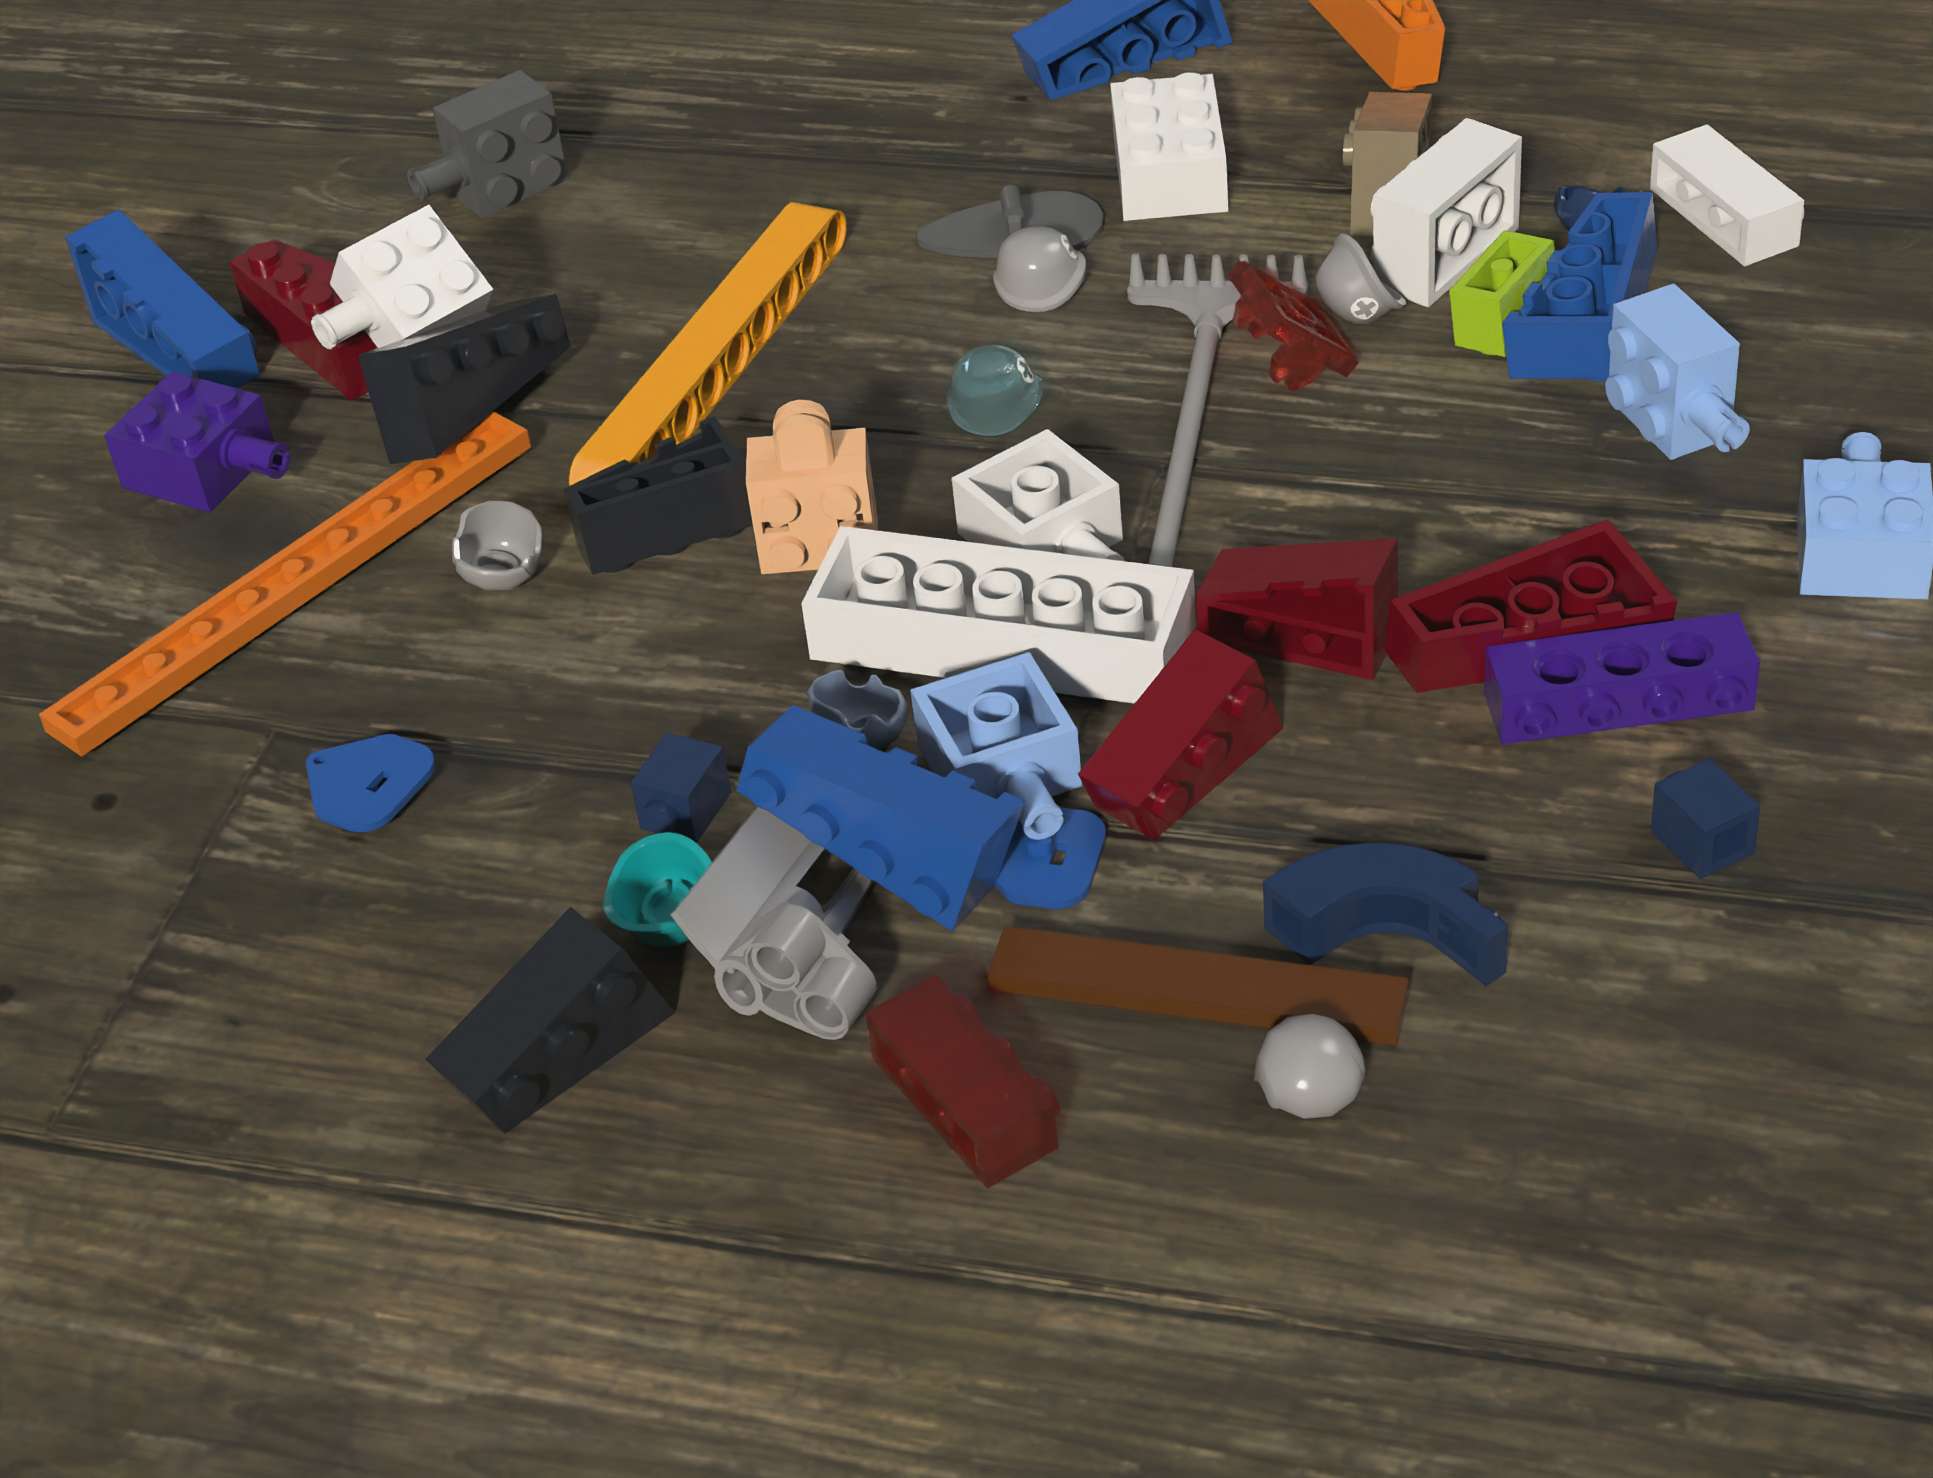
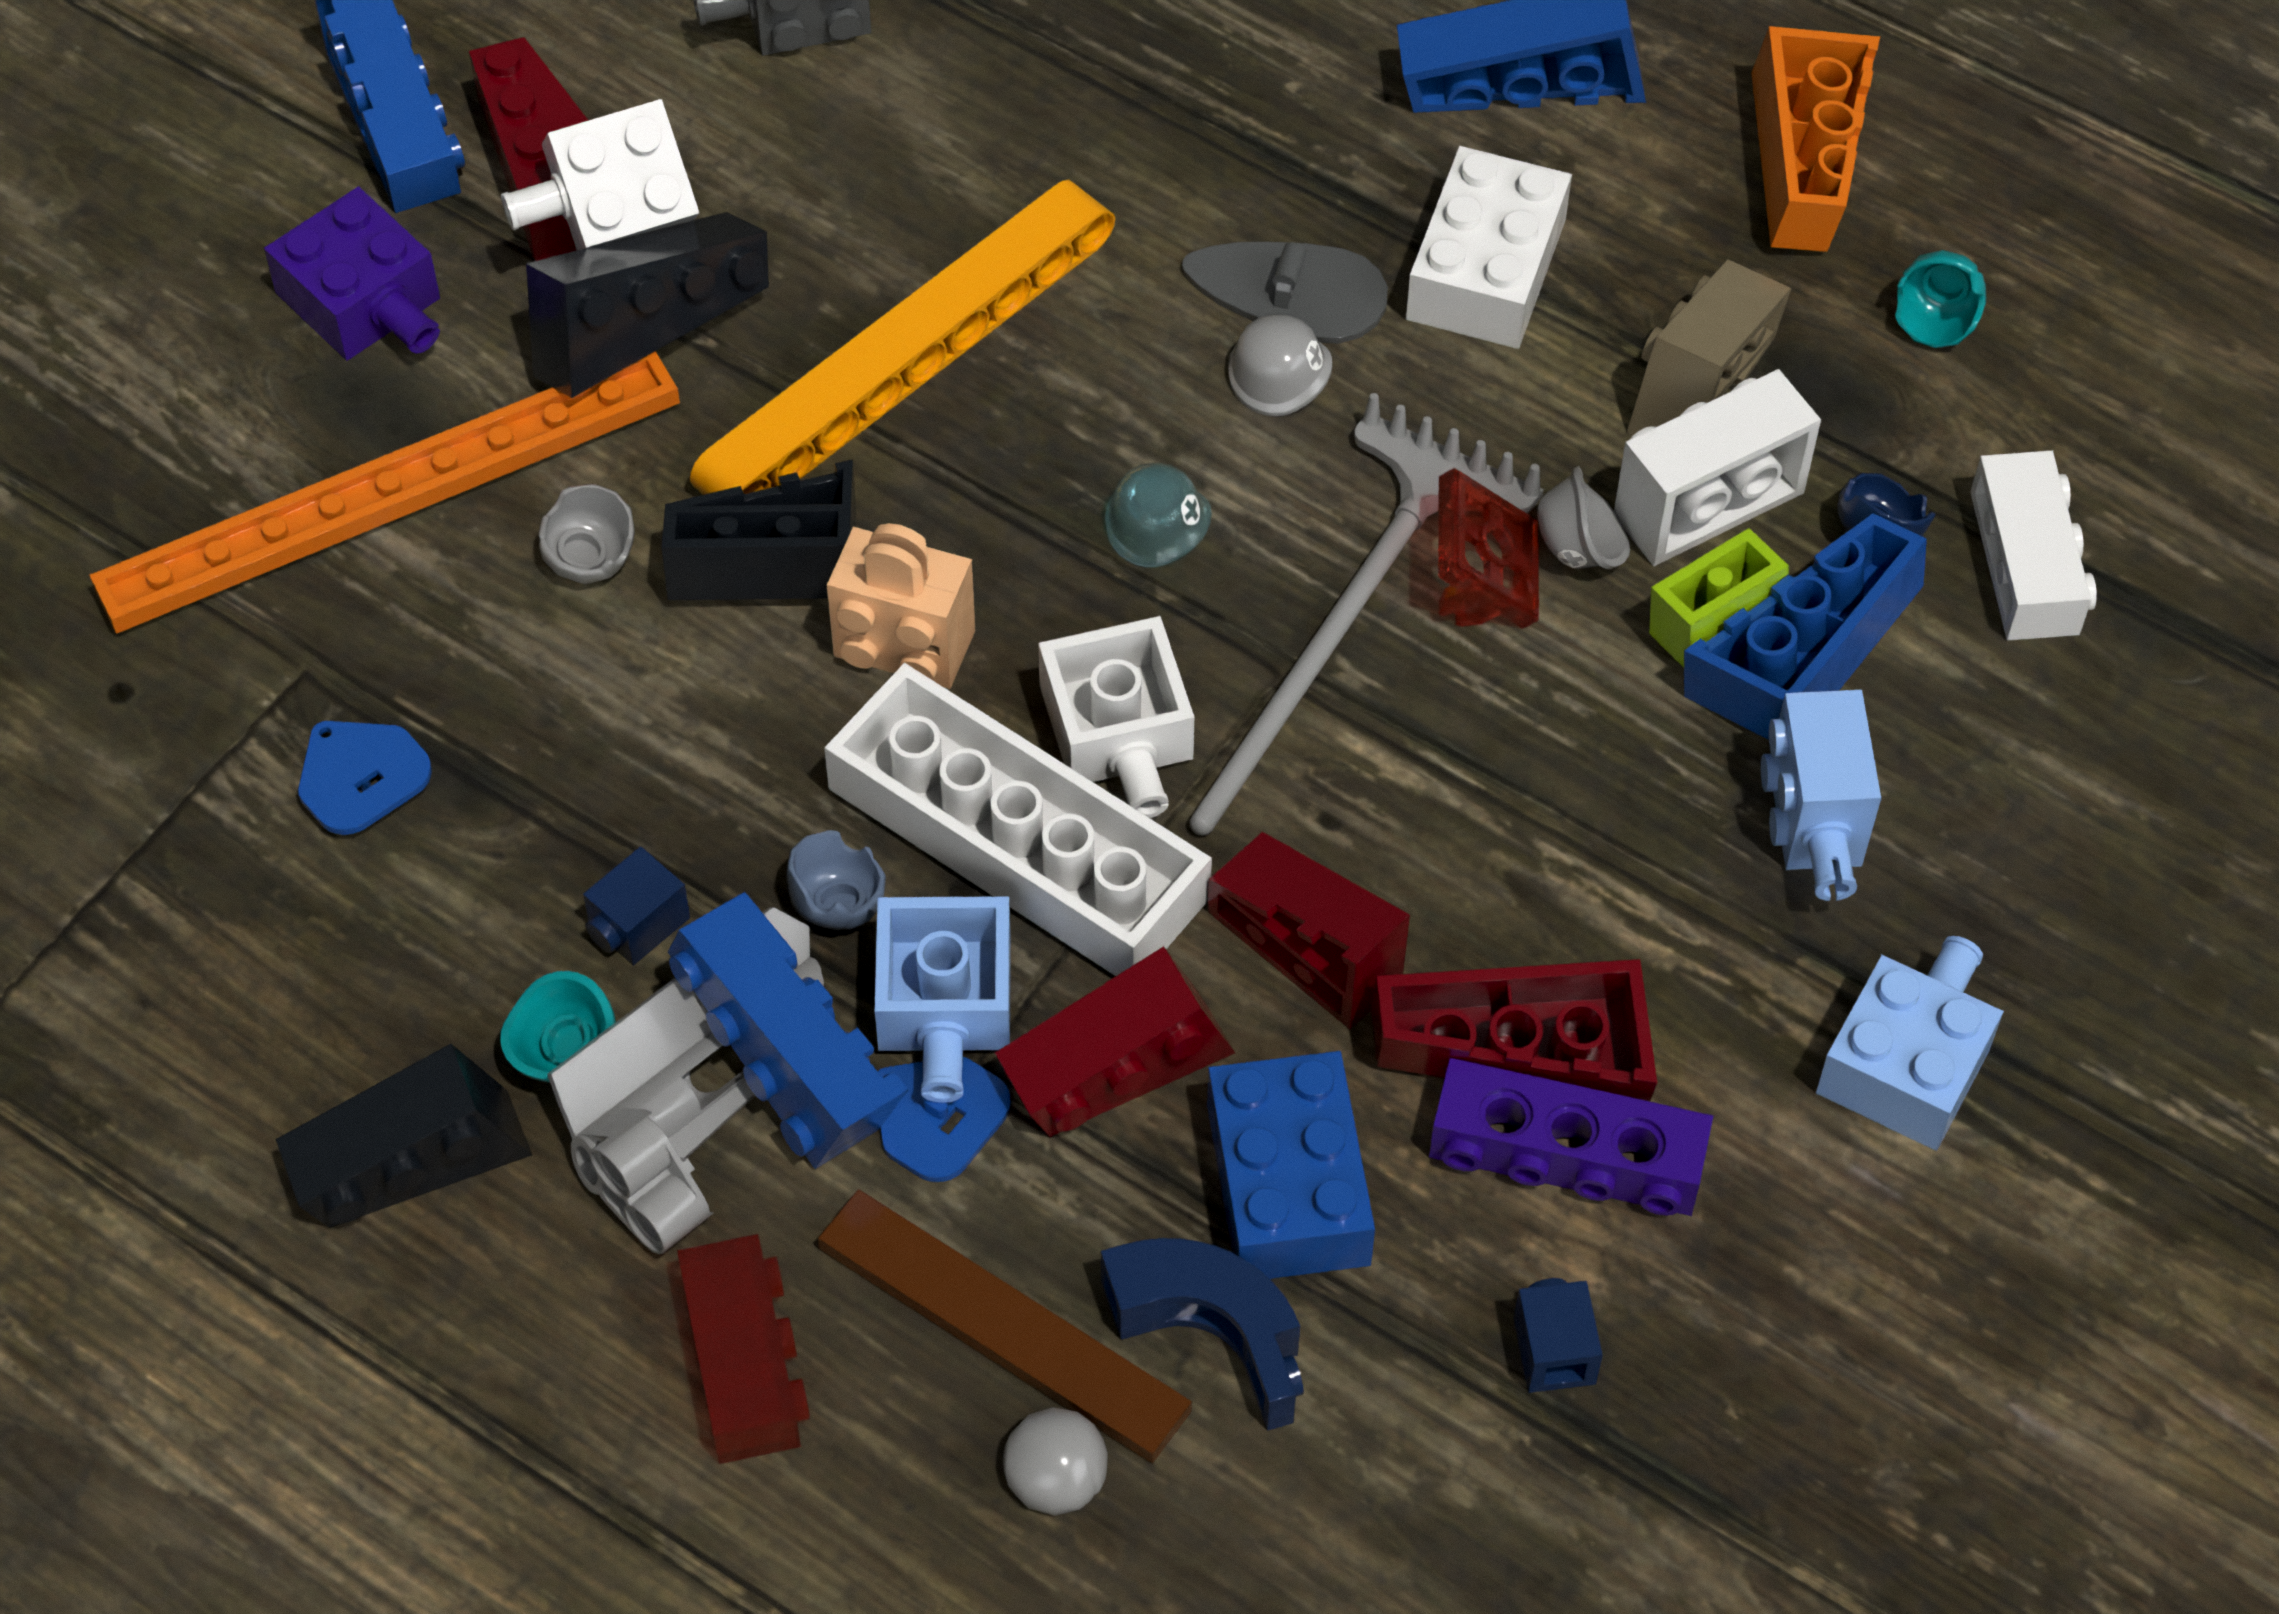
camera: 15 degrees right, 15 degrees up
(1390, 769) = (1290, 1165): none -> blue brick
(1551, 71) = (1940, 299): none -> teal hair

